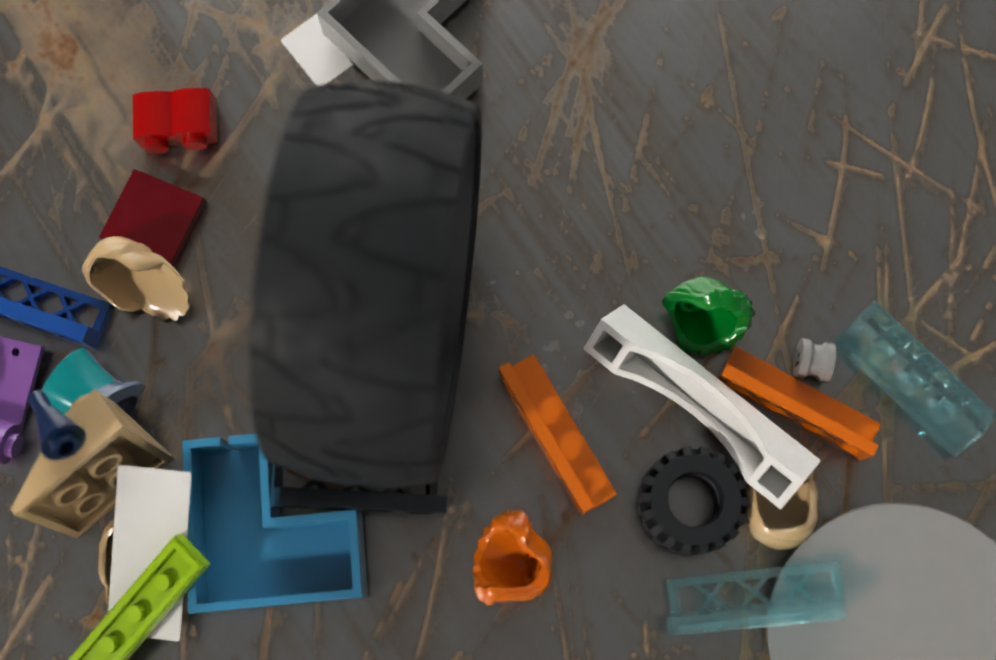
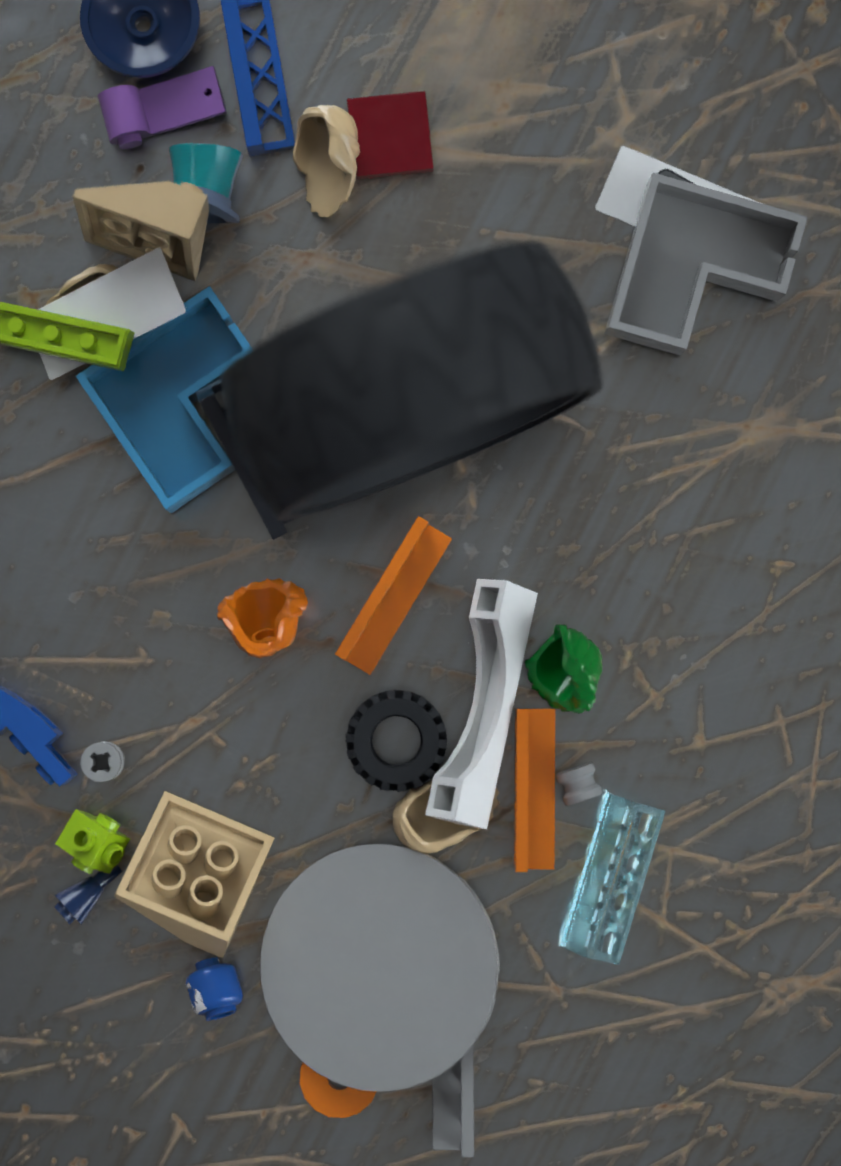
camera: 55 degrees right, 10 degrees up
(57, 433) = (154, 191): dark blue cone -> none
(175, 119) = (489, 99): red brick -> none
(756, 615) = (330, 842): clear light blue fence -> none

